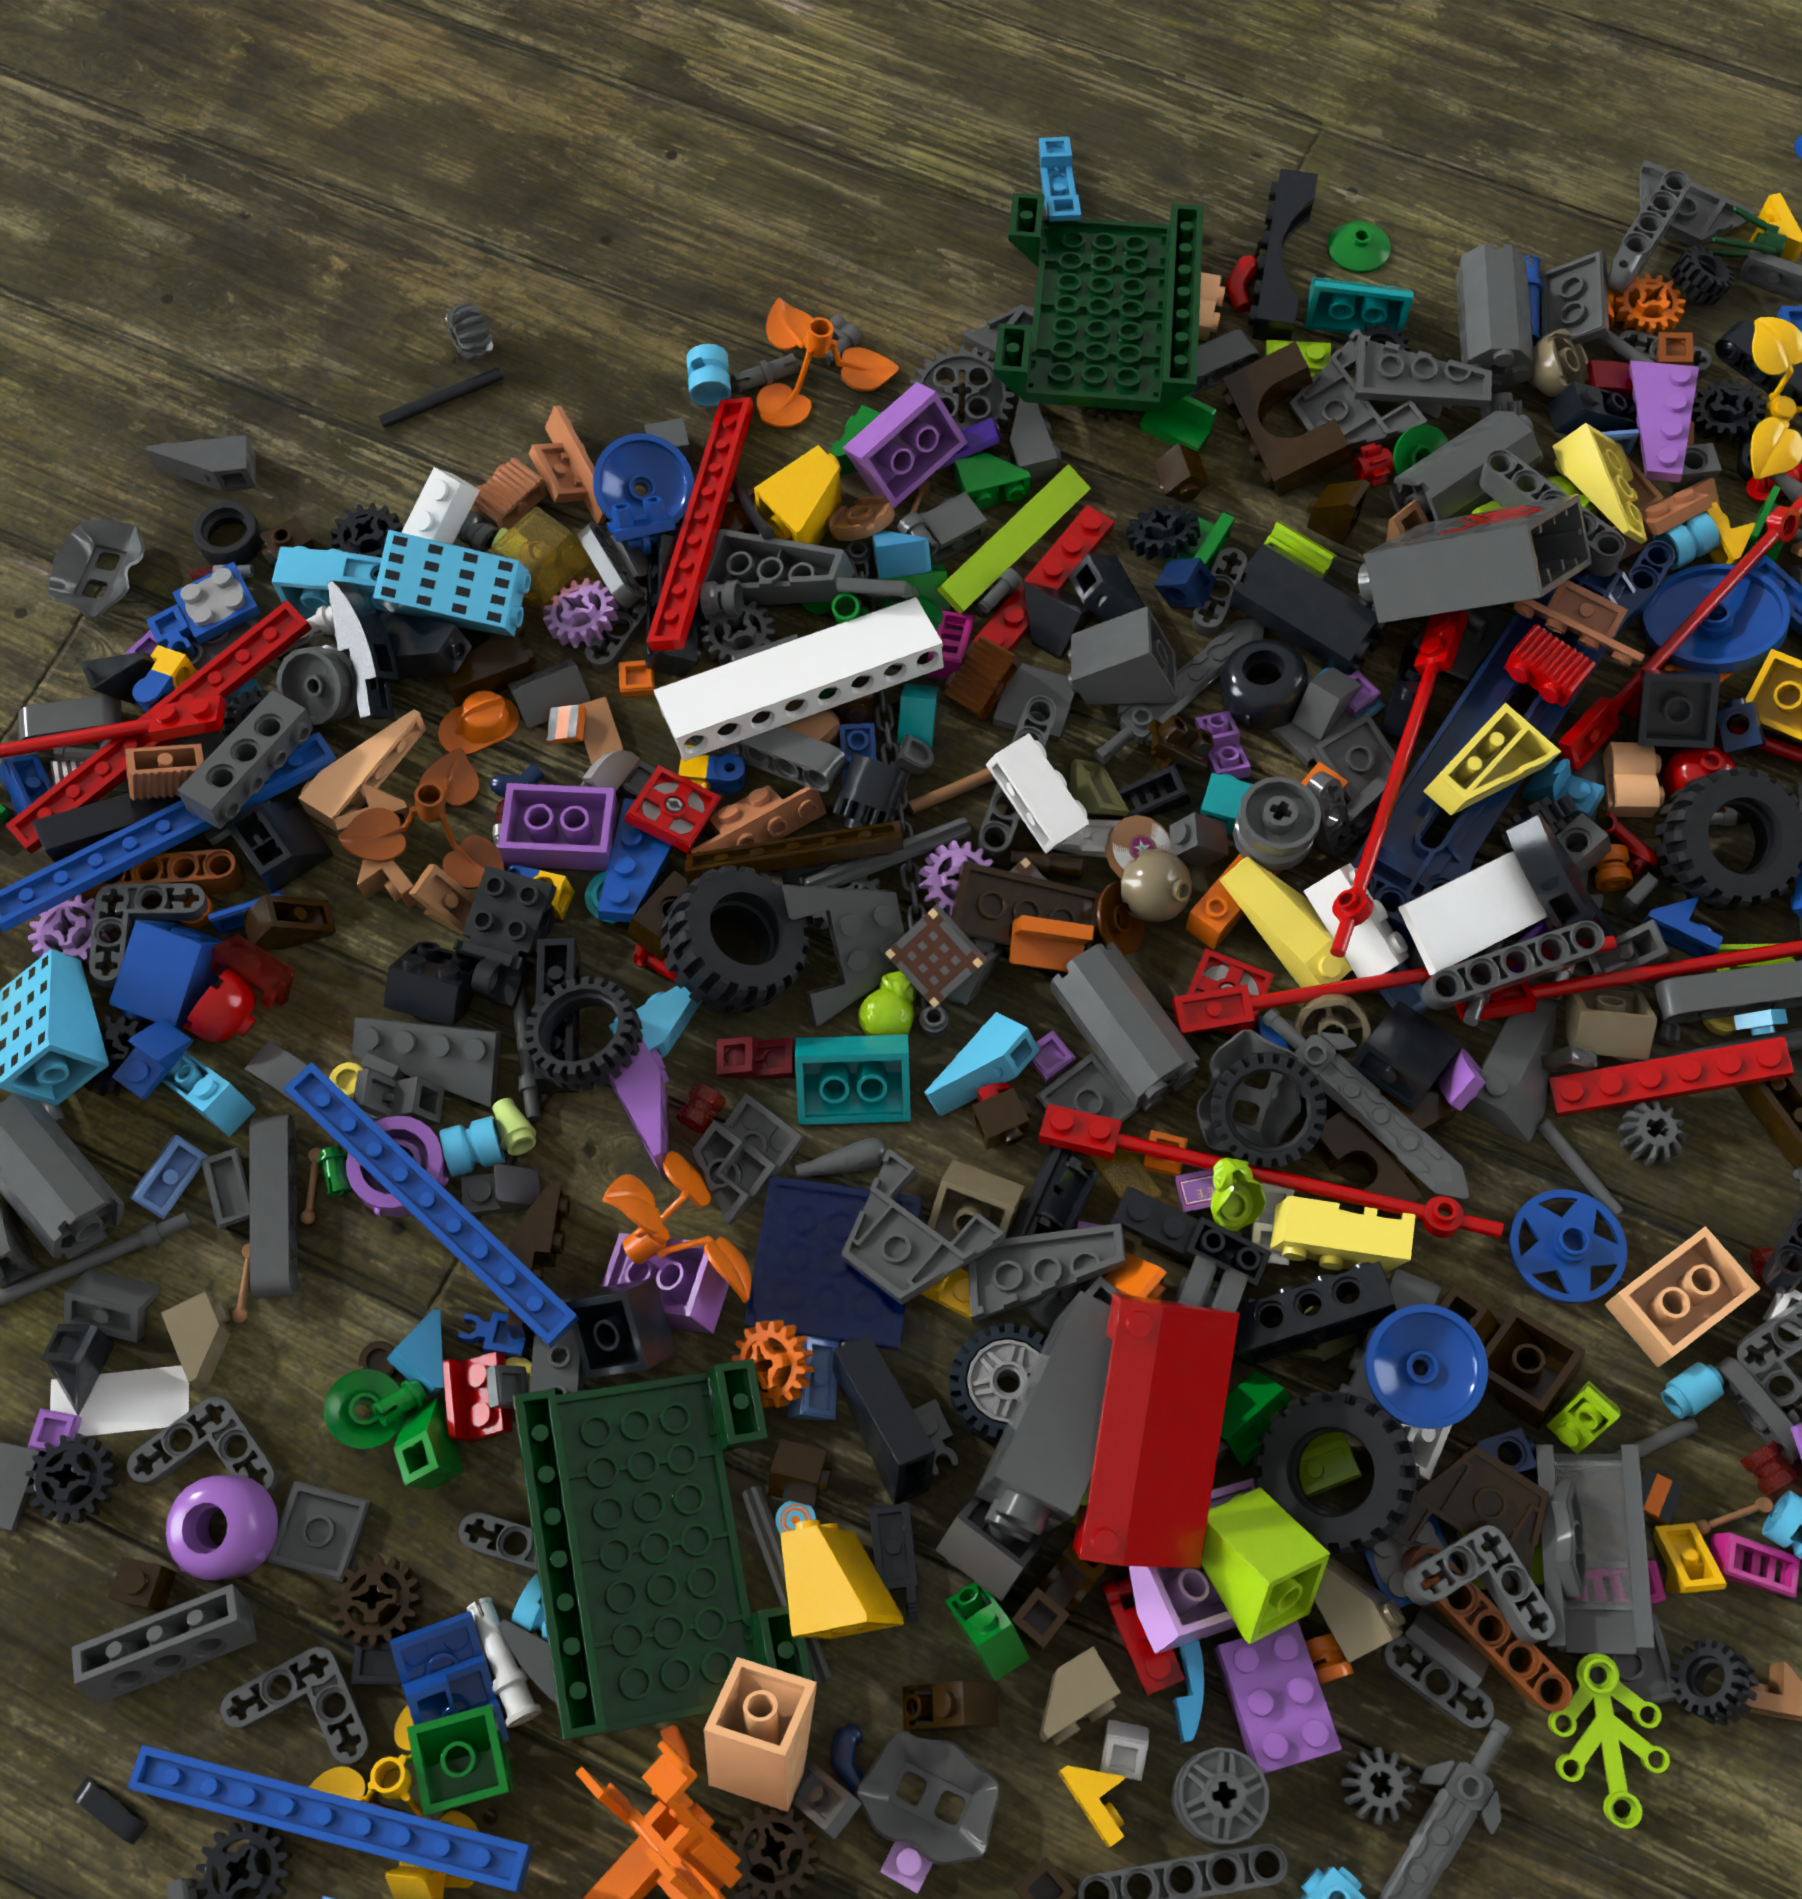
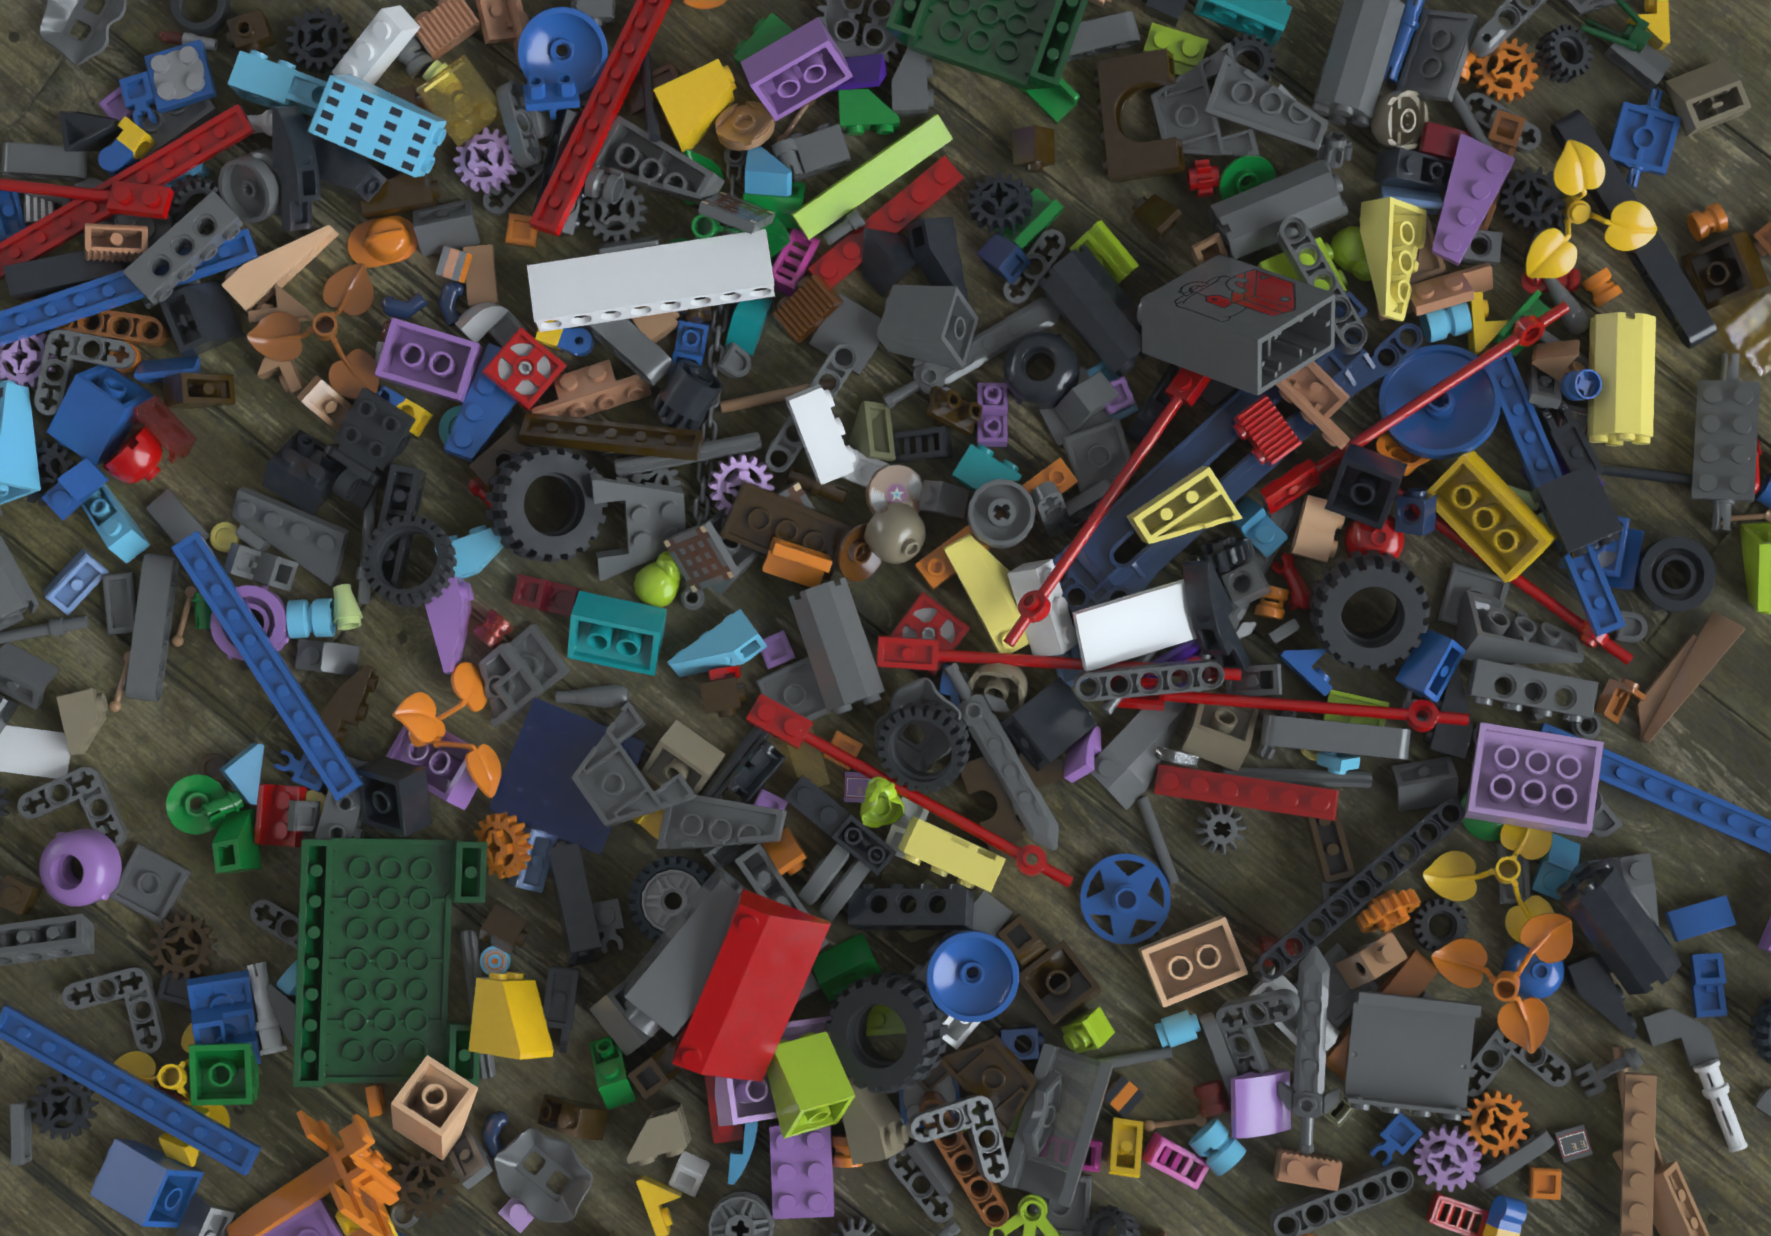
camera: 15 degrees right, 20 degrees up
(566, 763) = (447, 300): none -> dark blue arm

